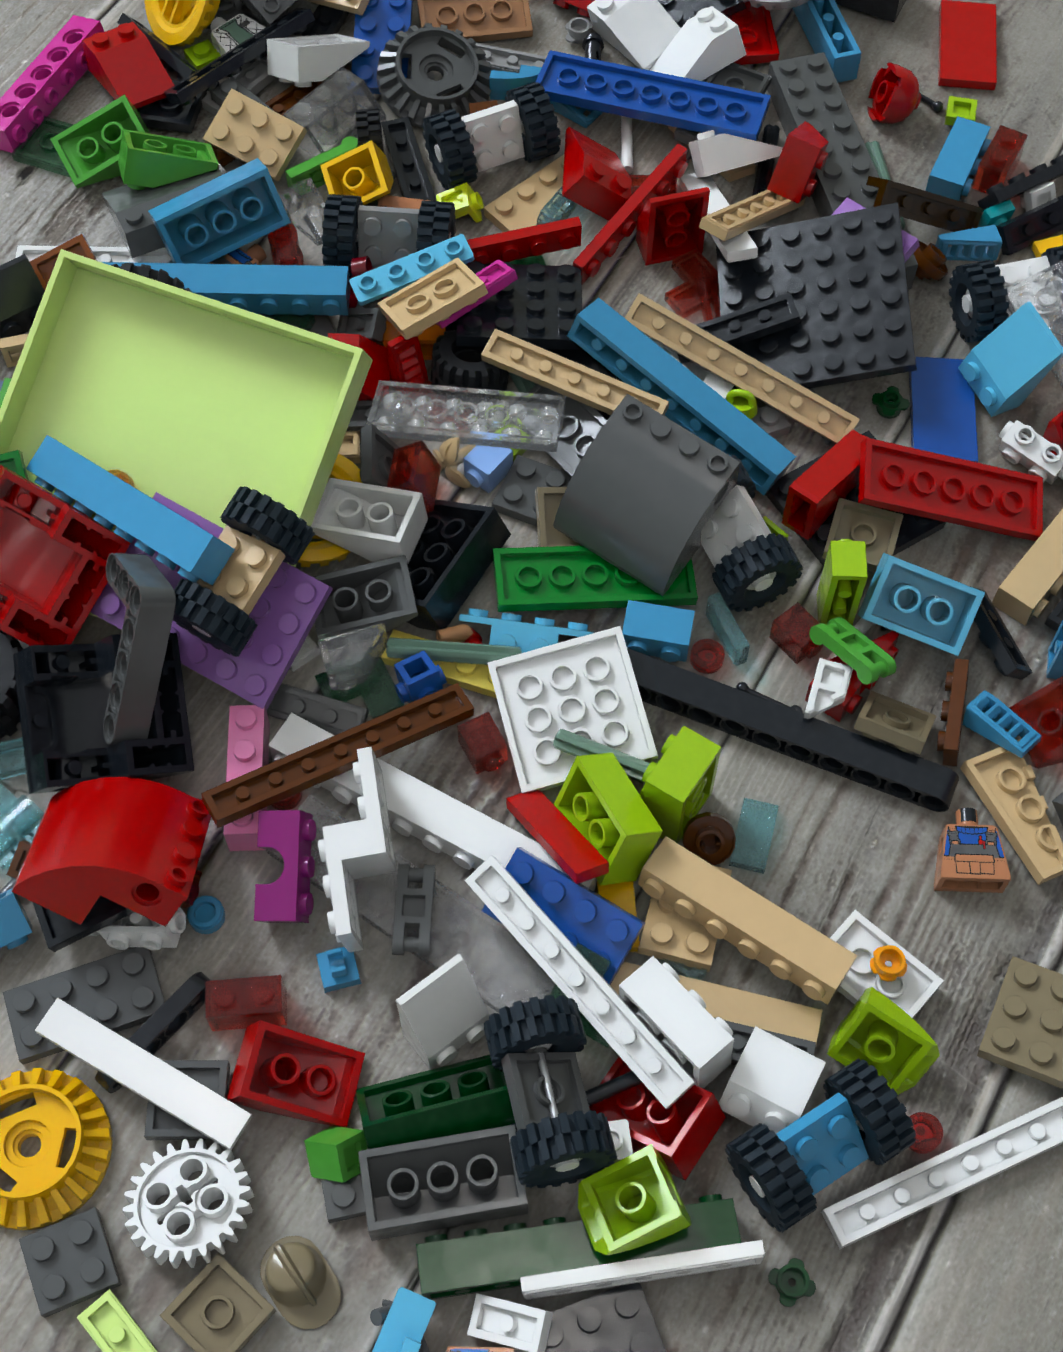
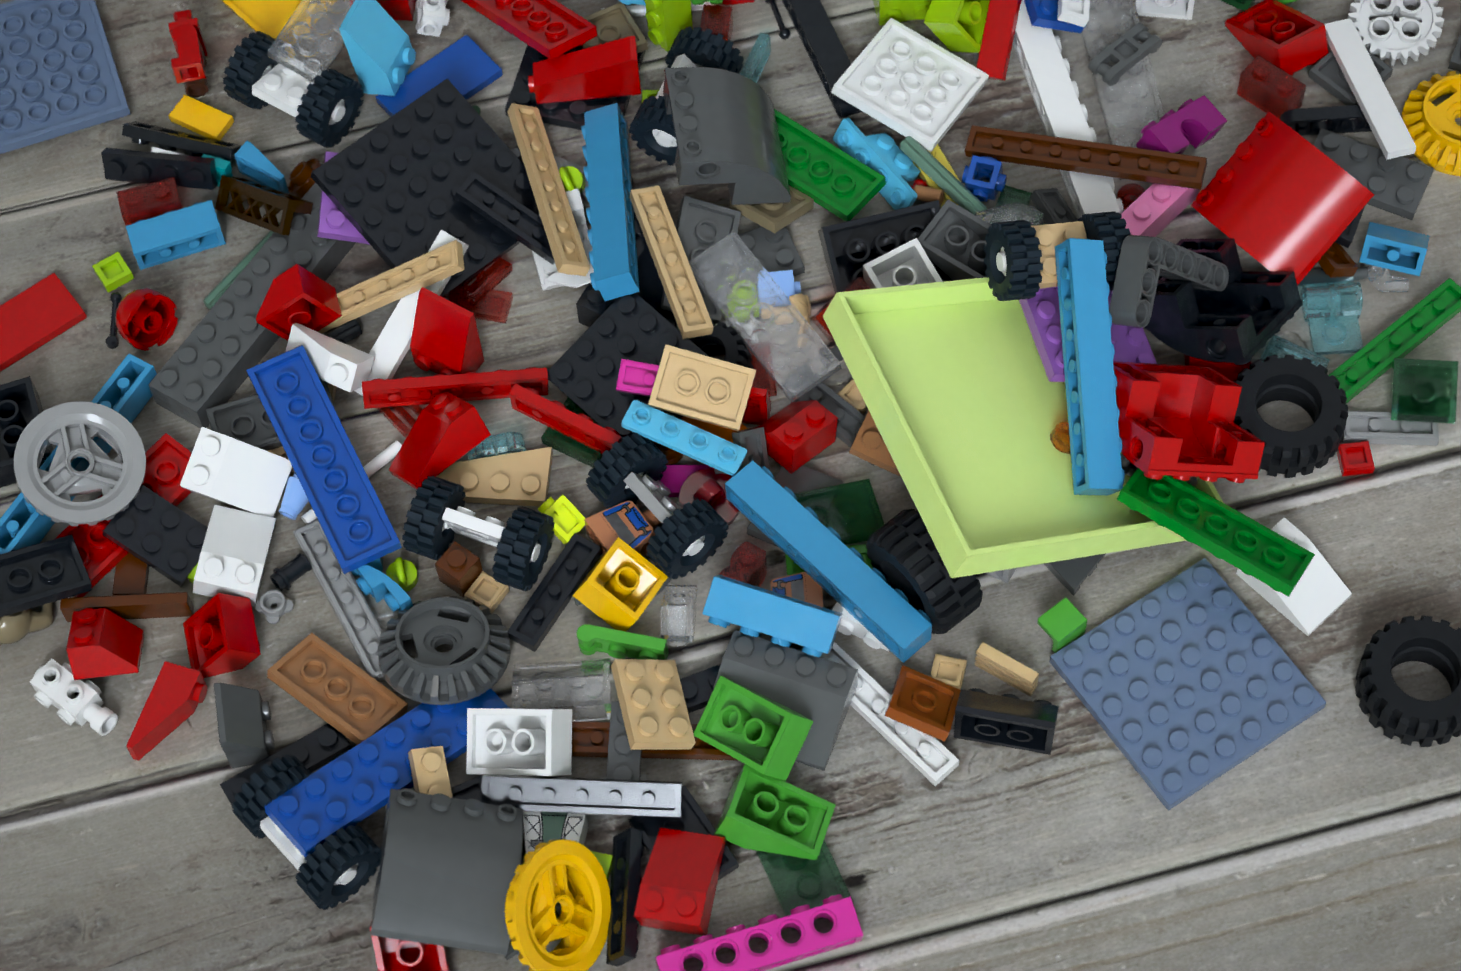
camera: 130 degrees left, 0 degrees up
(338, 969) = (1196, 75): dark azure tile -> none
(357, 851) = (1132, 87): white bracket -> none
(369, 127) = (560, 629): black tyre -> none
(483, 743) = (981, 112): clear red brick -> none
(578, 746) = (924, 38): sand green axle -> none
(658, 630) = (799, 96): dark azure brick -> none
(707, 656) = (782, 67): clear red tile -> none

